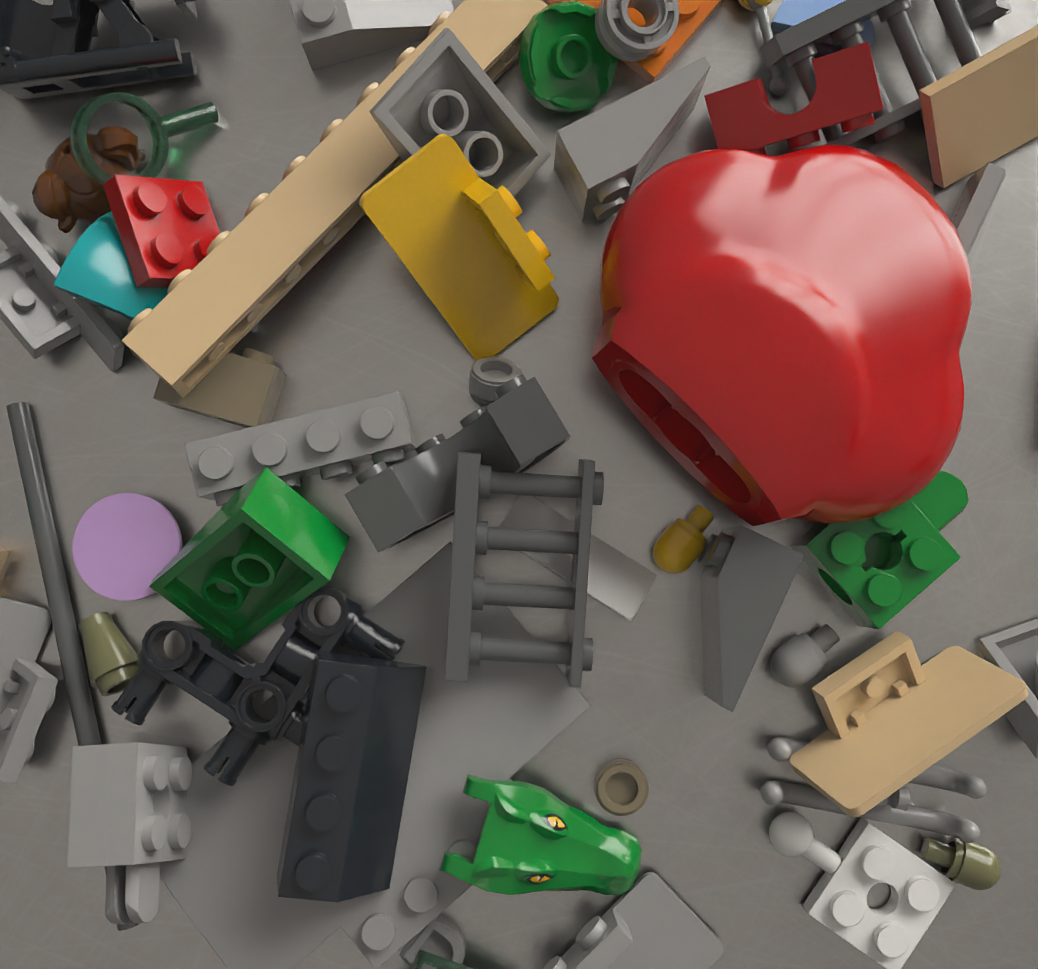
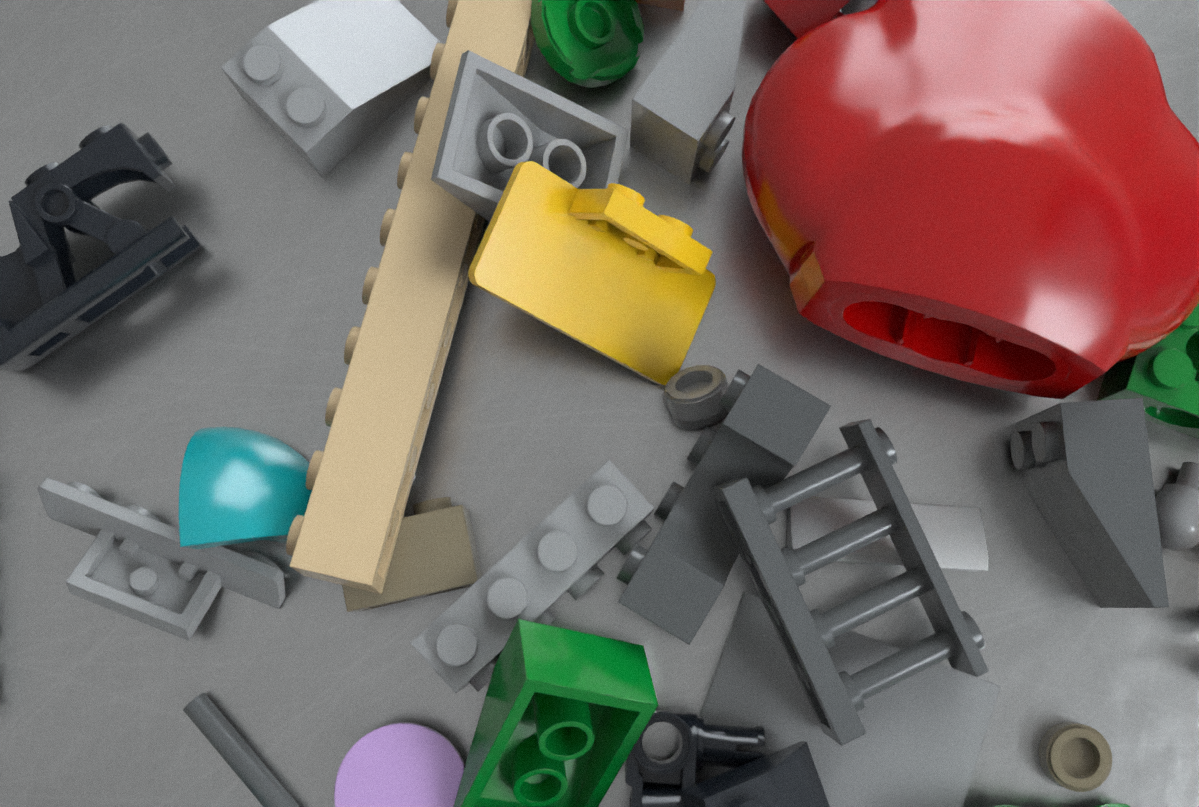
camera: 25 degrees left, 5 degrees down
(69, 193) = (147, 412): reddish brown hair -> none
(160, 128) = (198, 321): clear green piece -> none
(161, 225) = (259, 422): red plate -> none
(682, 541) = (988, 457): yellow cylinder -> none

